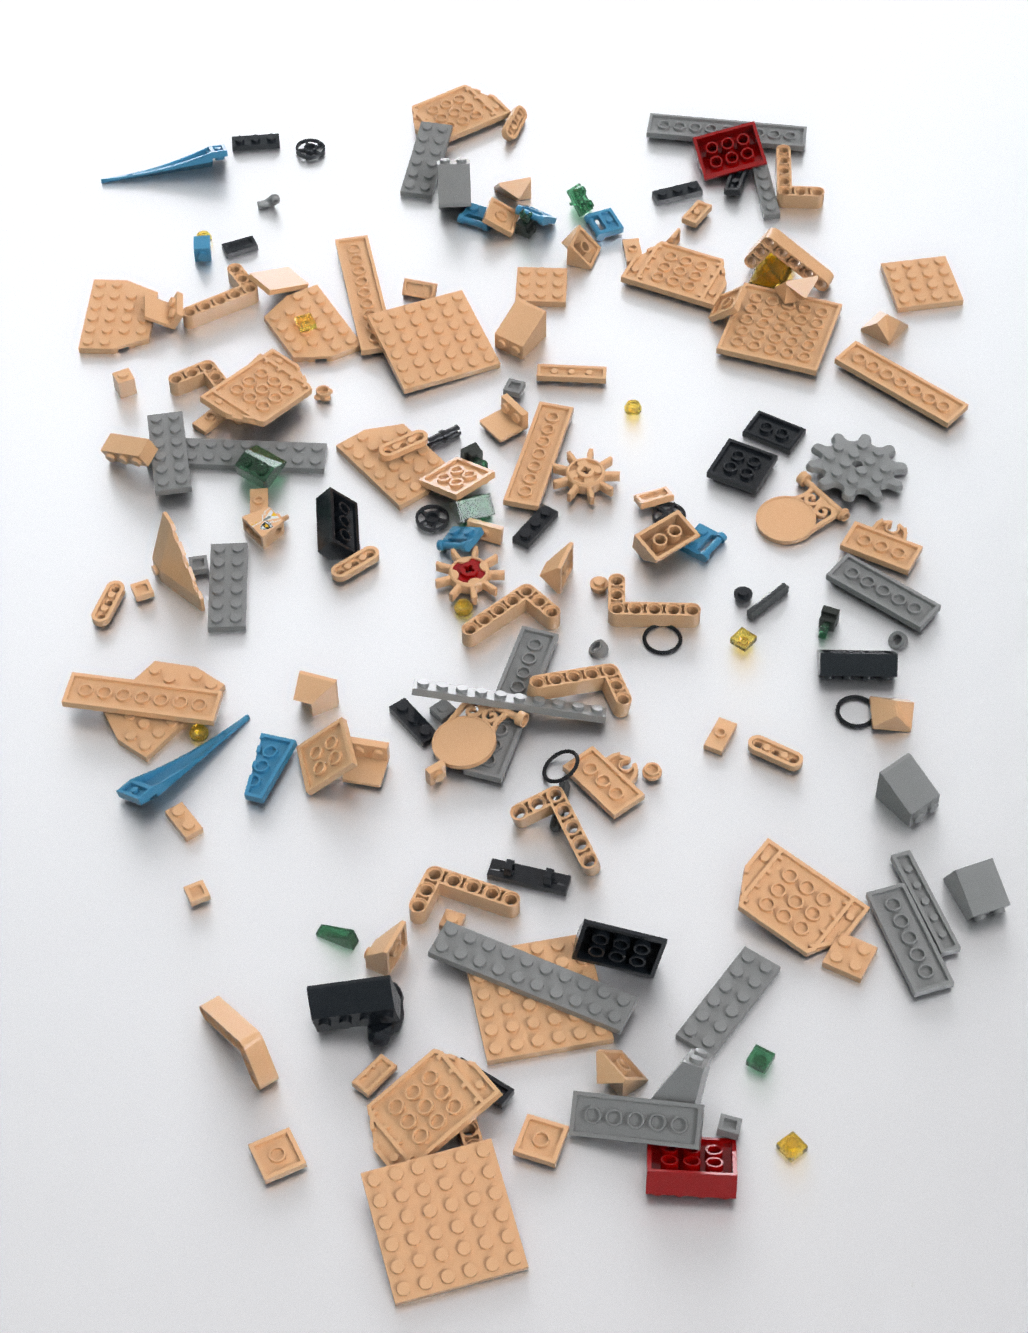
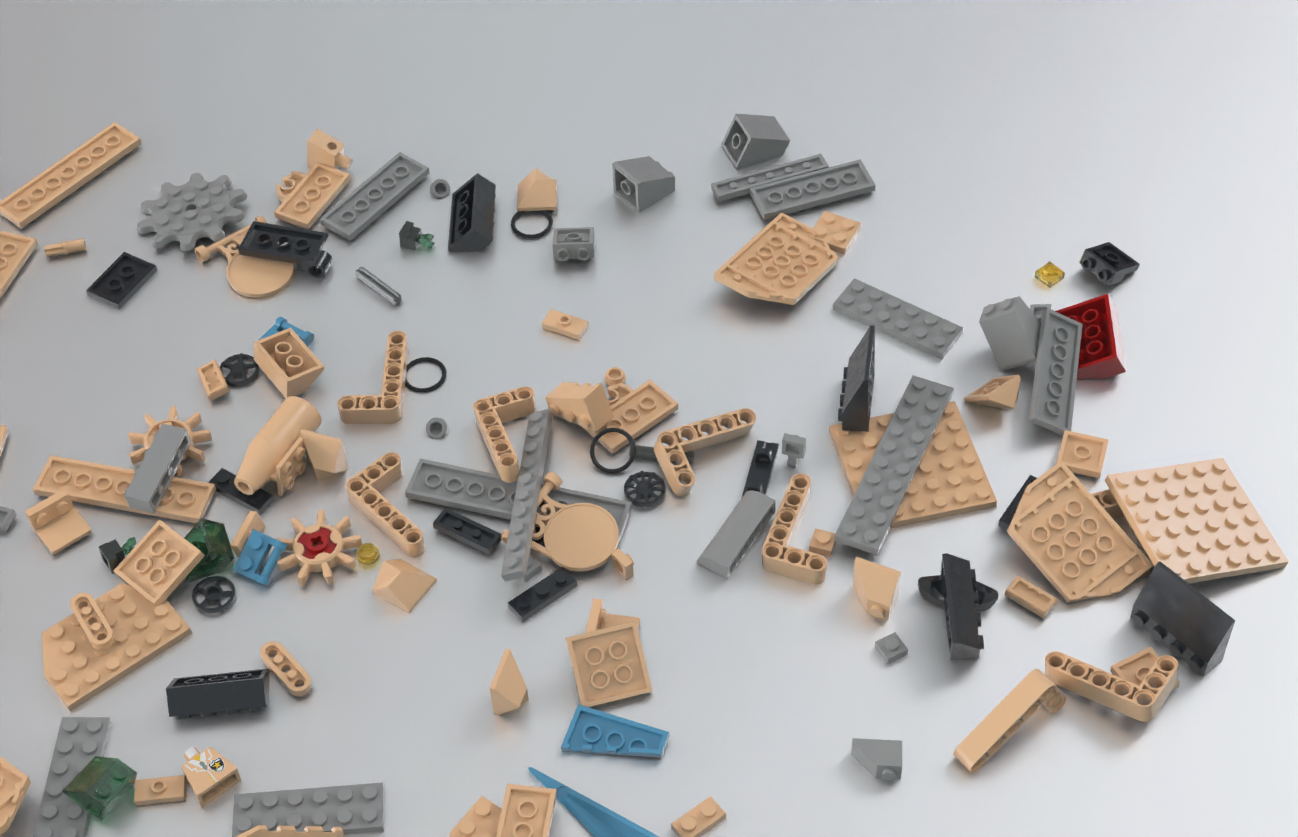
camera: 90 degrees left, 0 degrees up
(197, 893) = (808, 791): light nougat plate -> none
(199, 733) = (561, 818): clear yellow plate -> none
(219, 944) = (879, 757): none -> light grey slope
(256, 1118) = (1112, 691): none -> light nougat beam
(322, 1187) = (1183, 619): none -> black slope
(333, 964) = (891, 648): none -> light grey plate
(338, 935) = (852, 646): clear green piece -> none
(432, 631) = (402, 584): none -> light nougat slope
(443, 436) = (69, 586): black pin -> none
(459, 854) = (737, 533): none -> light grey brick
(482, 667) = (467, 531): none -> black plate
(519, 792) = (644, 489): none -> black wheel
(546, 465) = (157, 468): none -> light grey brick
(550, 895) = (794, 447): none -> light grey plate
(554, 531) = (278, 448): none -> light nougat piece
(599, 584) = (341, 428): light nougat plate -> none
(605, 736) = (580, 404): none -> light nougat wedge
(633, 407) = (58, 402): clear yellow plate -> none
(742, 466) = (174, 304): black plate -> none
(743, 594) = (367, 305): black plate -> none
(743, 639) = (434, 303): clear yellow plate -> none
(760, 1059) = (961, 293): clear green plate -> none
(785, 758) = (589, 280): light nougat plate -> none
(803, 539) = (302, 247): none -> black hinge
(804, 1200) = (1108, 263): none -> black plate
(810, 392) = (65, 247): none -> light nougat axle
(821, 738) = (573, 243): none -> light grey plate
(928, 554) = (326, 151): none -> light nougat torso

